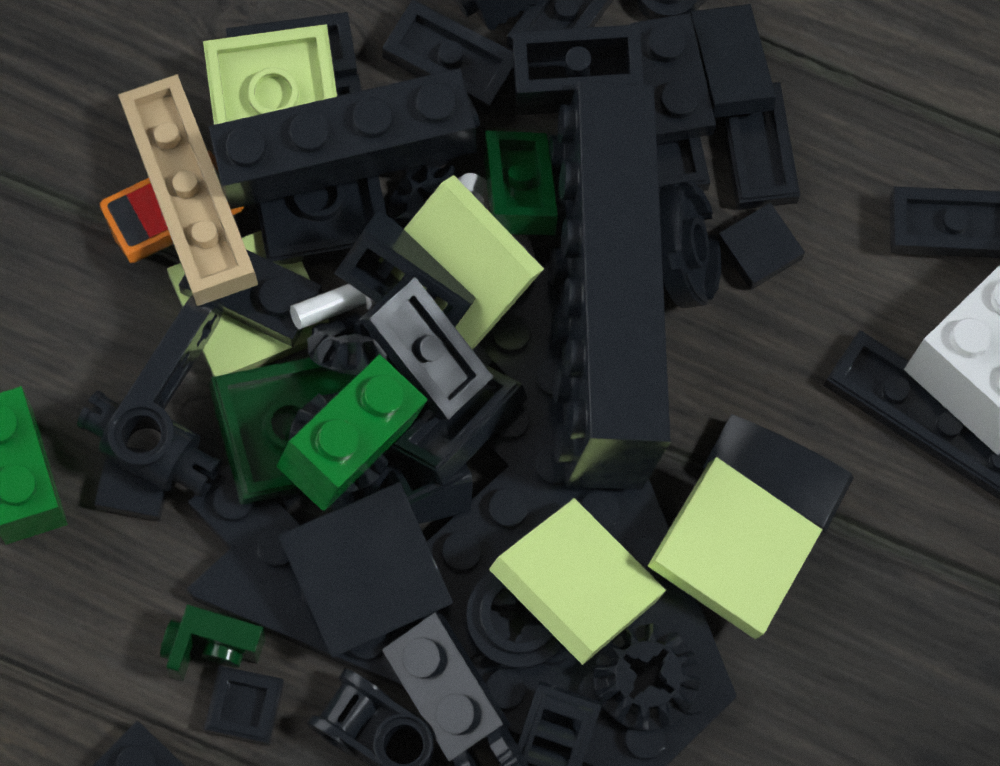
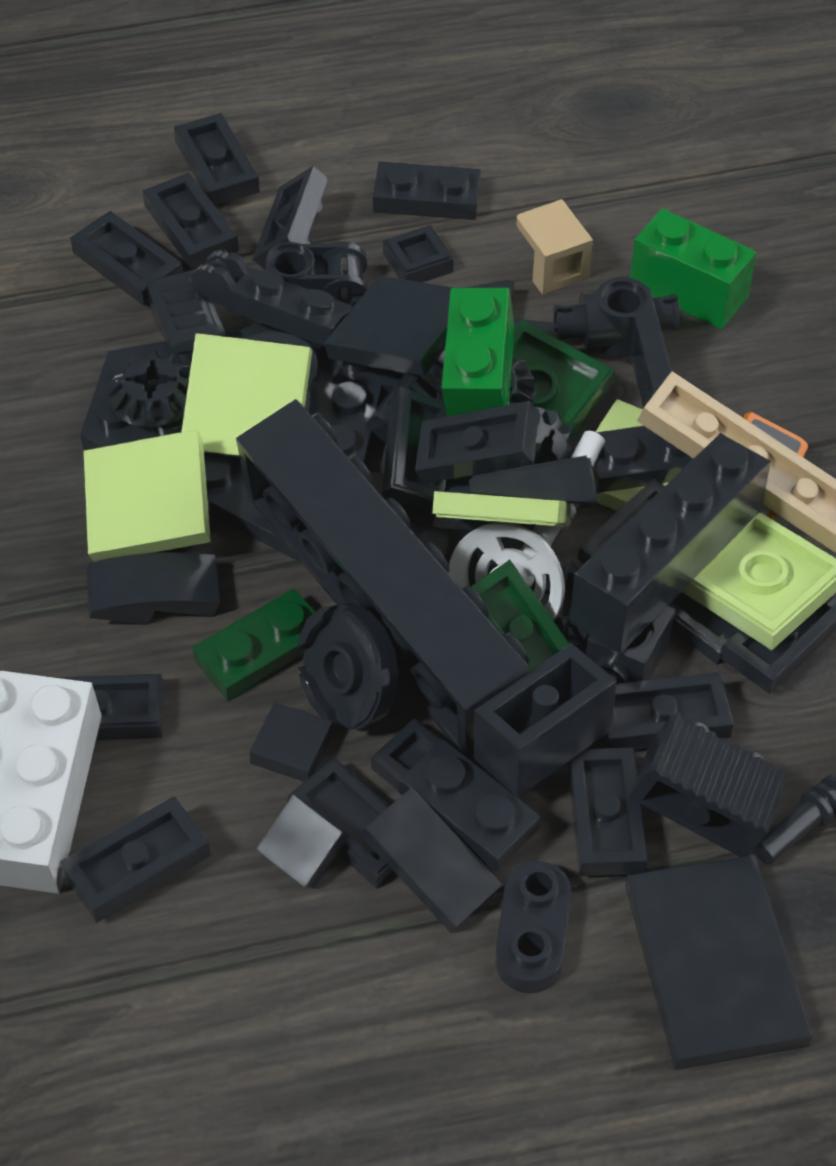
camera: 150 degrees right, 20 degrees down
(114, 595) = (559, 246): none -> tan panel
(222, 637) = (470, 261): dark green bracket -> none
(725, 357) = (254, 645): none -> dark green plate
(816, 145) = (303, 841): none -> tile

